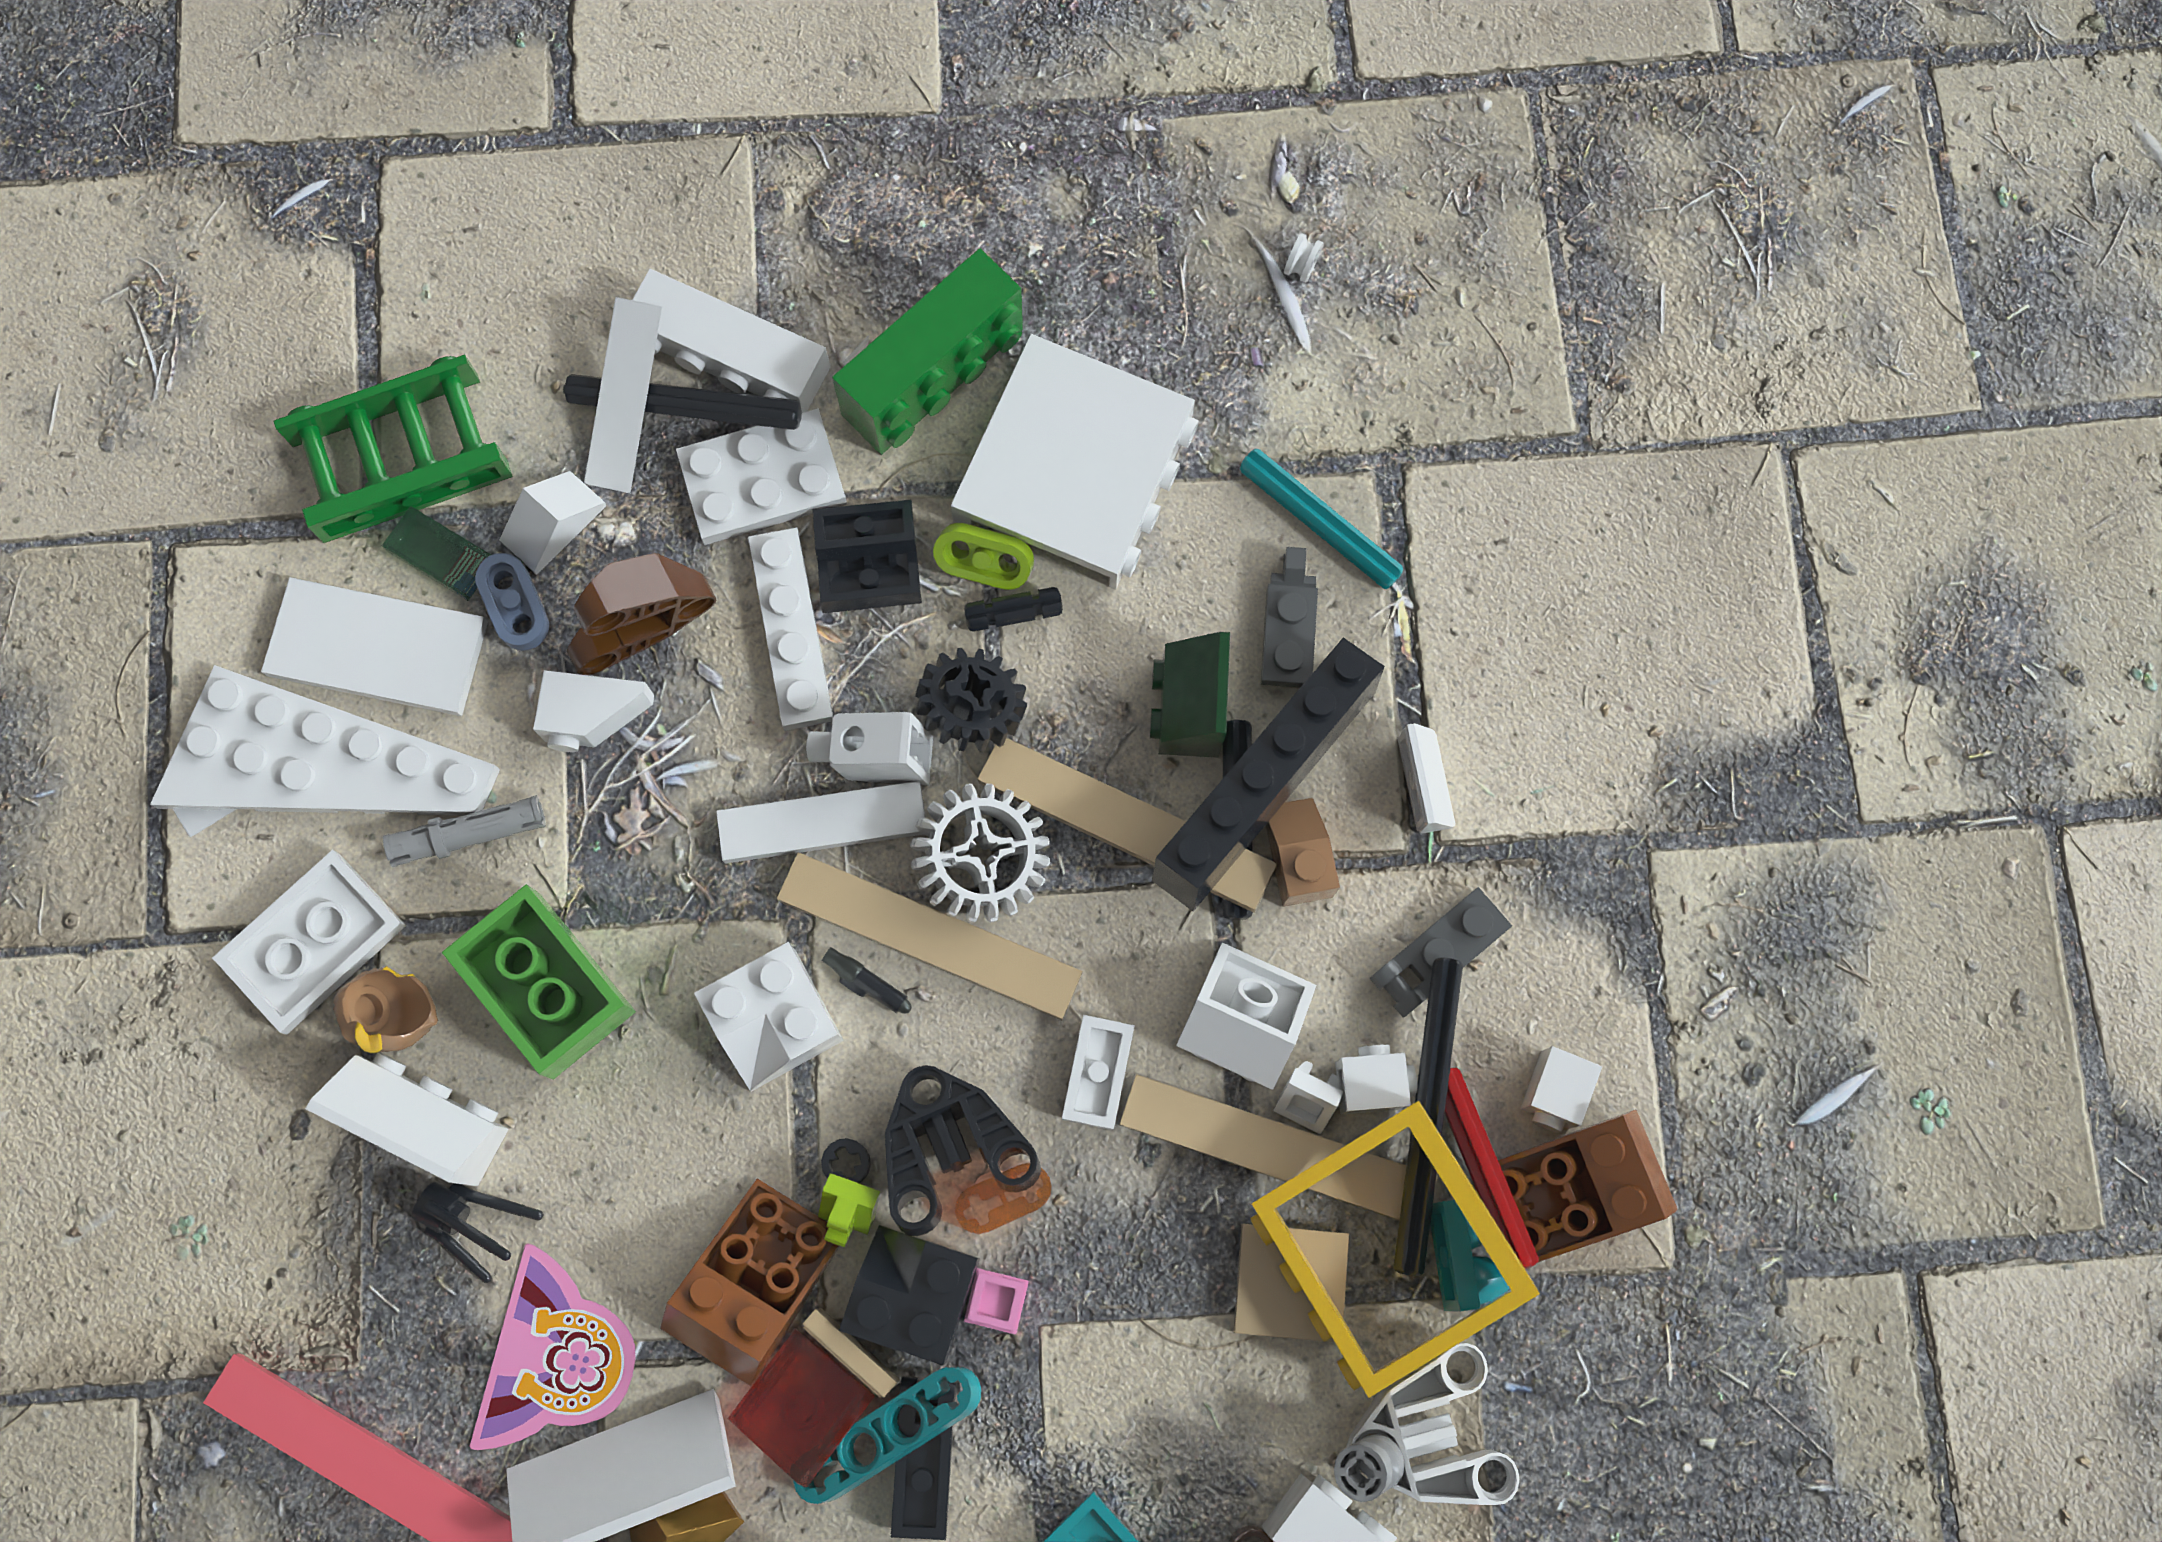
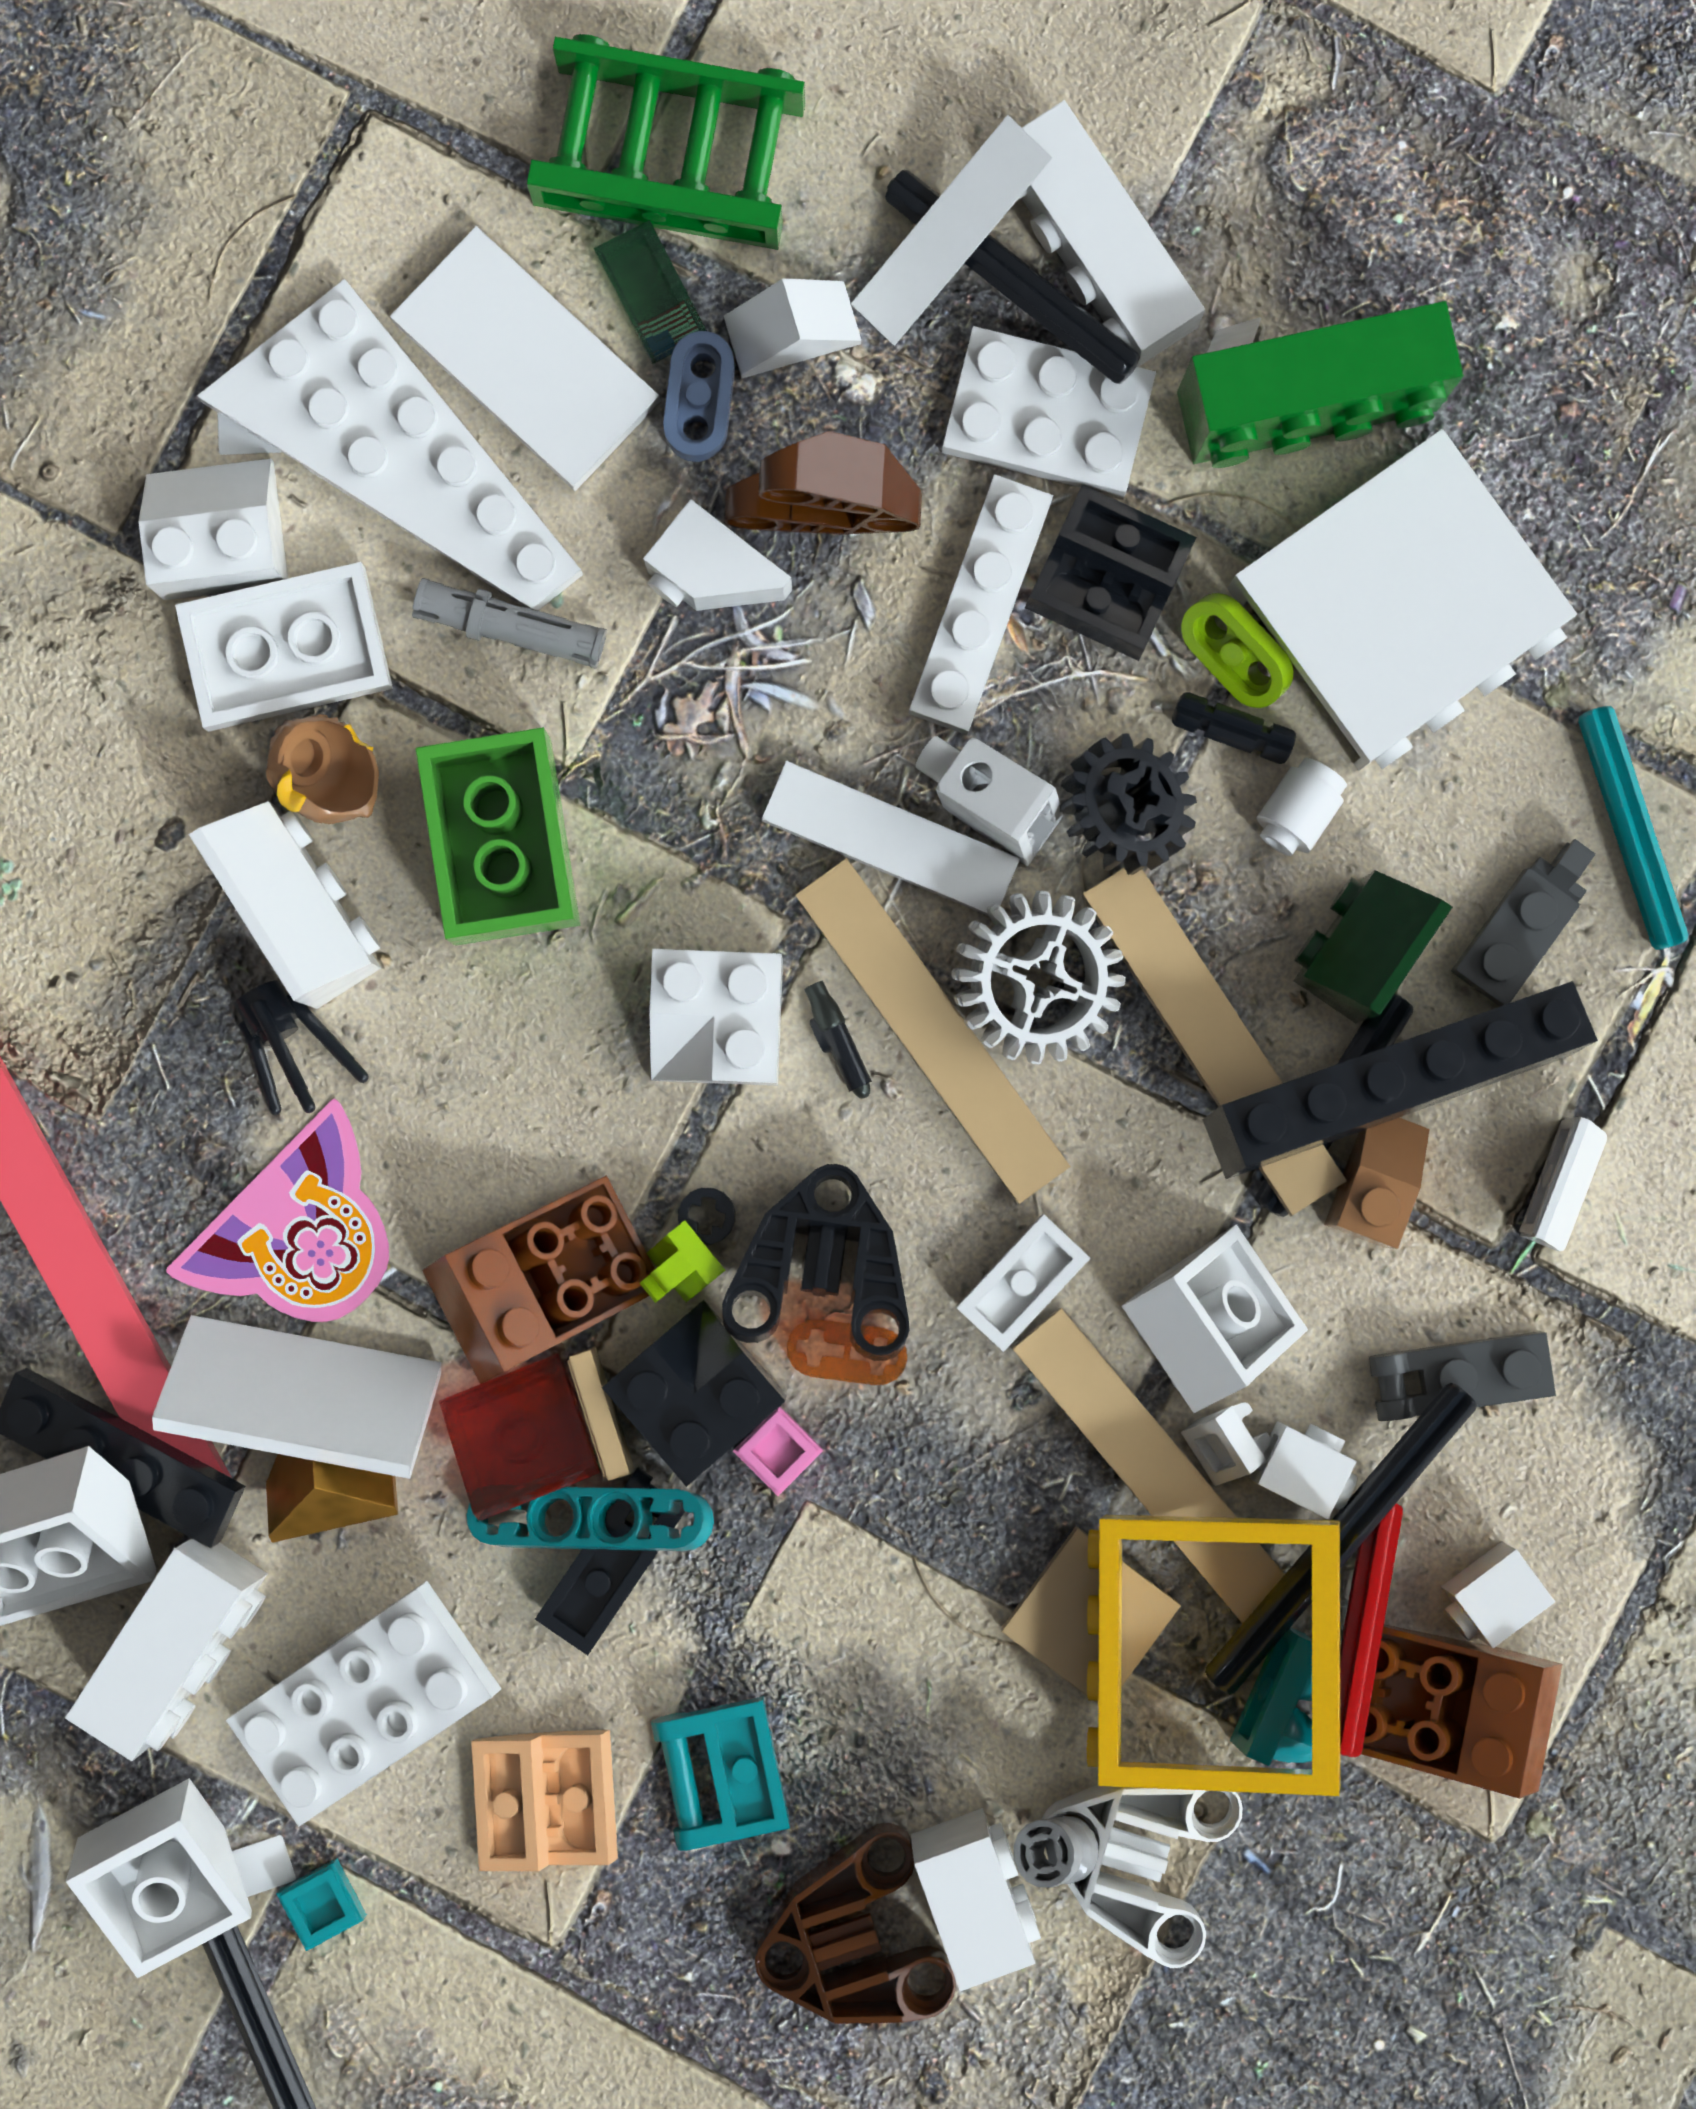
camera: 30 degrees right, 10 degrees up
(211, 891) = (211, 529): none -> white slope
(1091, 633) = (1301, 807): none -> white brick

